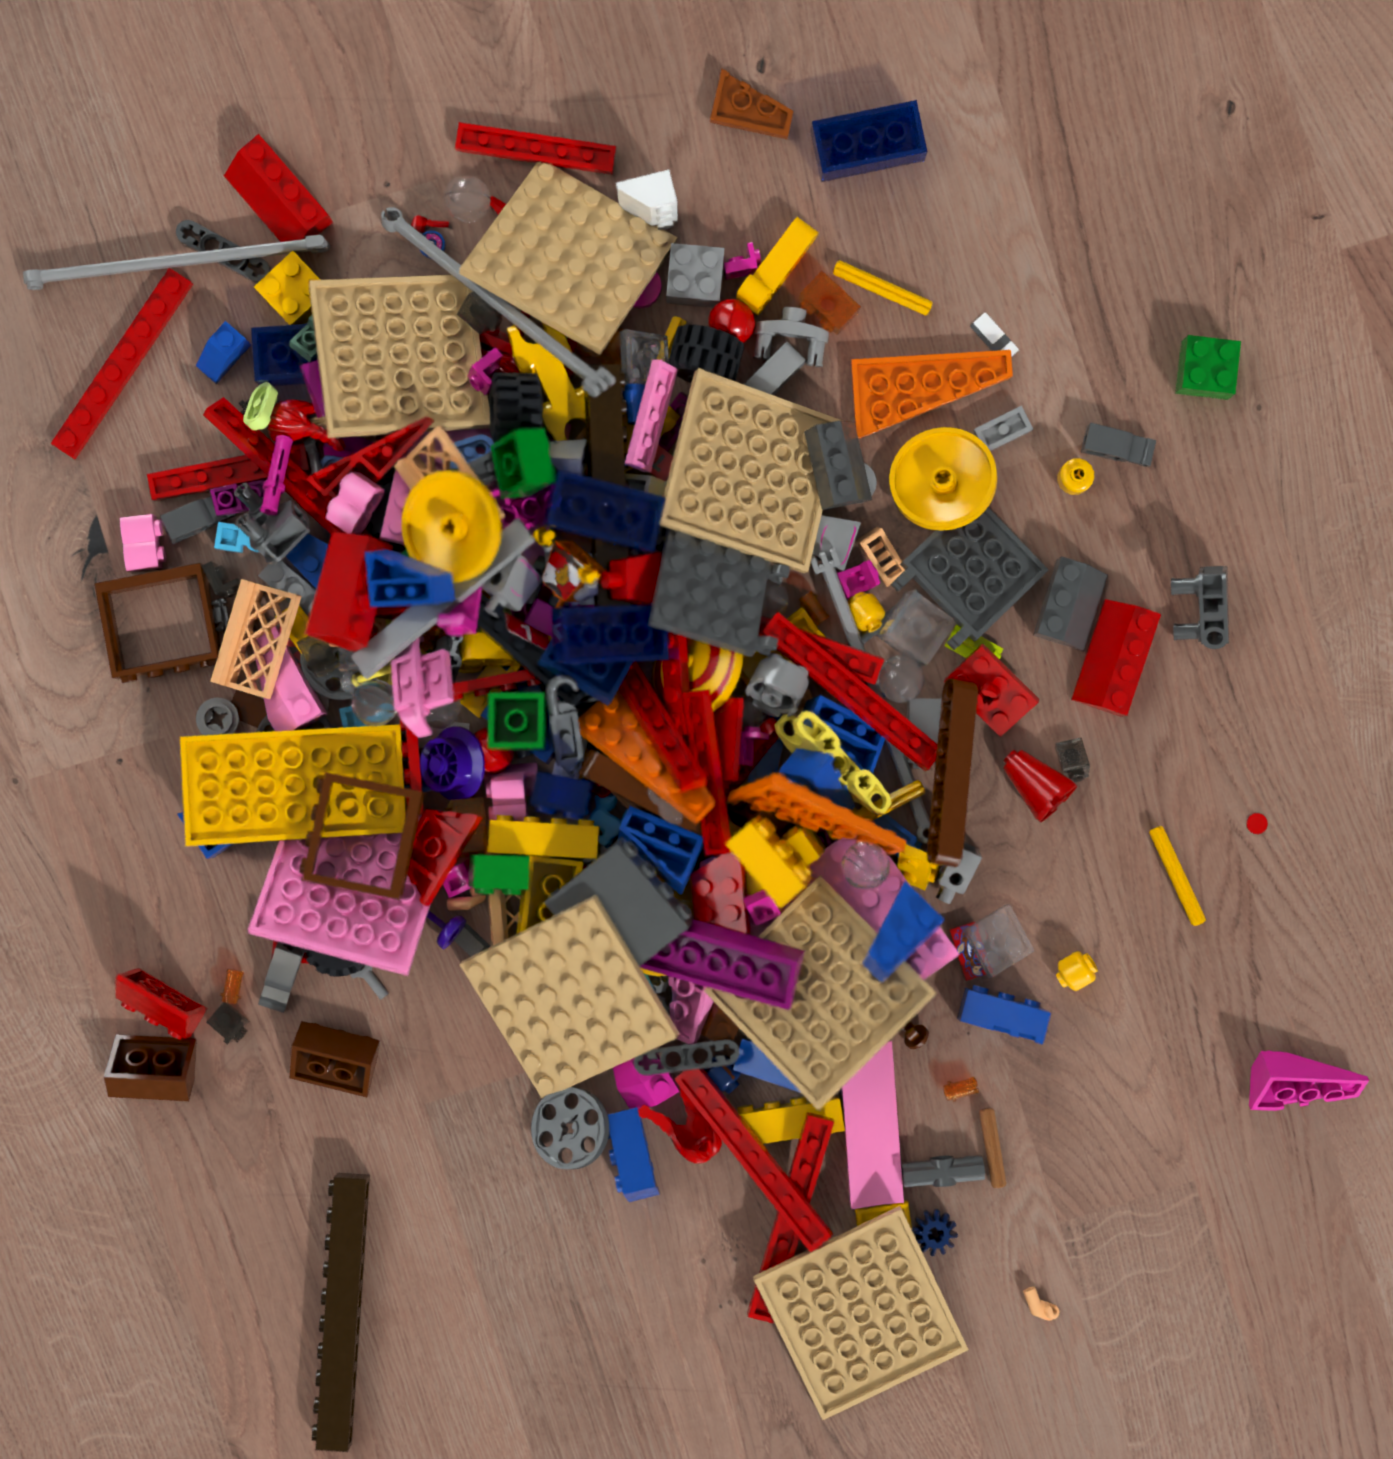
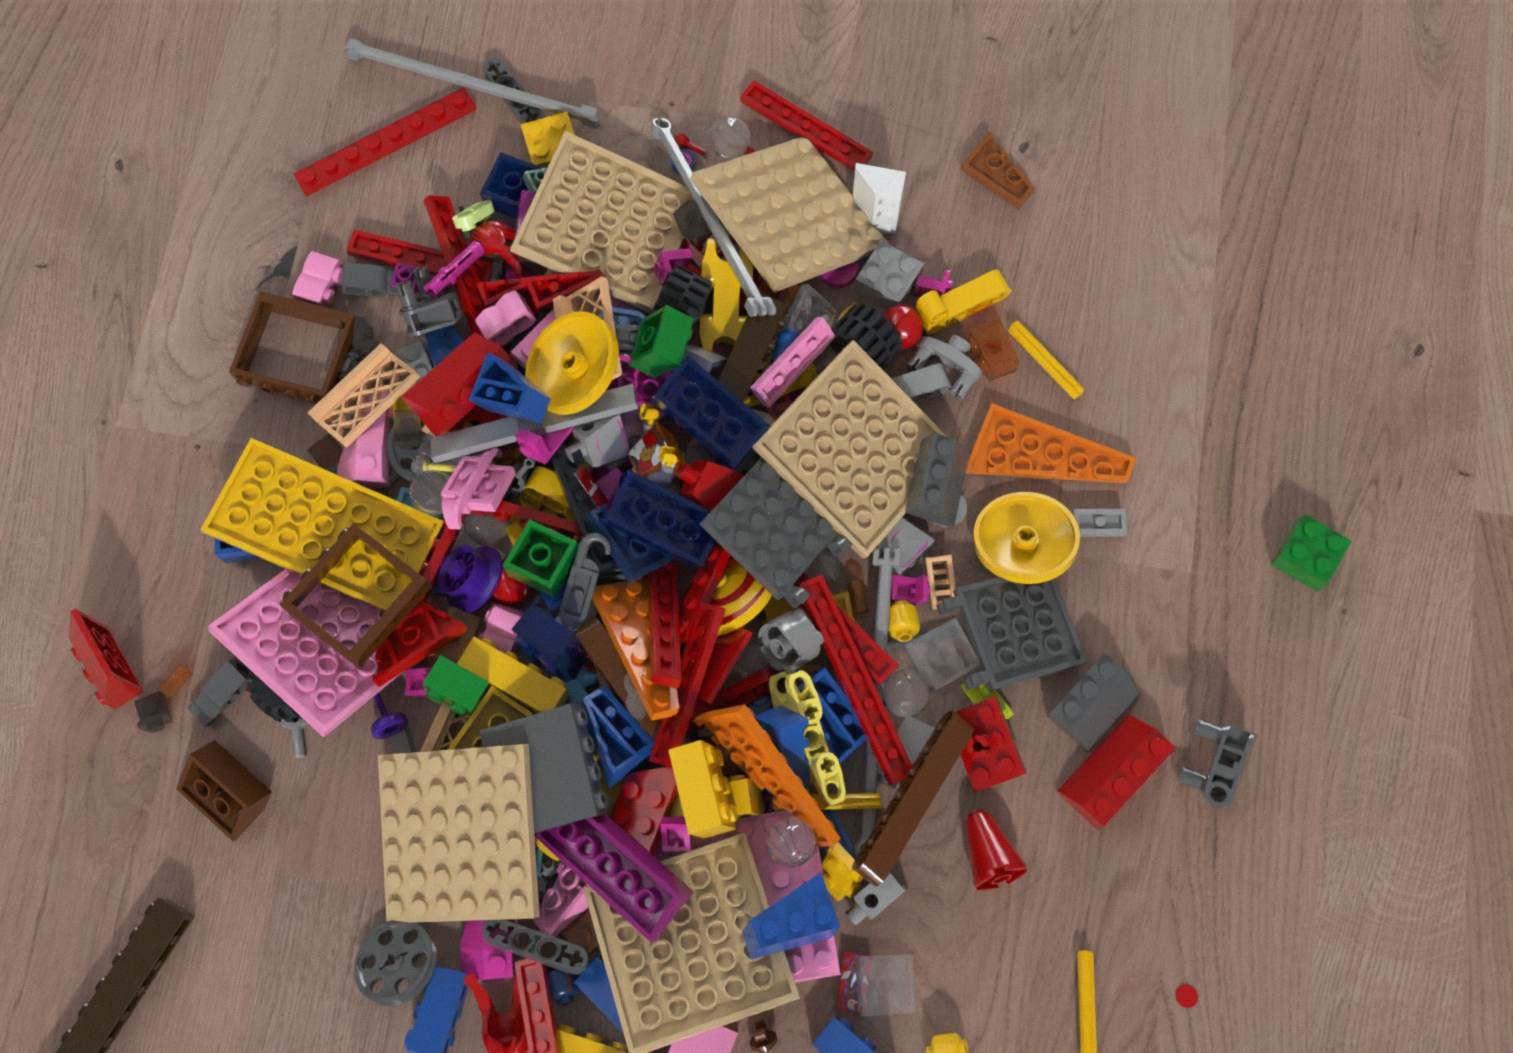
camera: 30 degrees right, 15 degrees down
(151, 1068) = (62, 718): reddish brown slope -> none
(221, 706) = (306, 440): light grey gear -> none
(222, 352) = (468, 165): blue slope -> none
(231, 538) = (389, 310): medium azure plate -> none
(275, 193) = (579, 67): red slope -> none
(465, 903) = (417, 707): light nougat arm -> none
(747, 745) = (736, 680): dark pink bracket -> none
(868, 141) = (1088, 236): clear blue brick -> none
(992, 334) = (1125, 440): white sticker -> none
(1067, 480) = (1148, 591): yellow head -> none
(1073, 759) = (1034, 846): clear smoke bracket -> none
(1117, 445) = (1198, 582): dark grey piece -> none

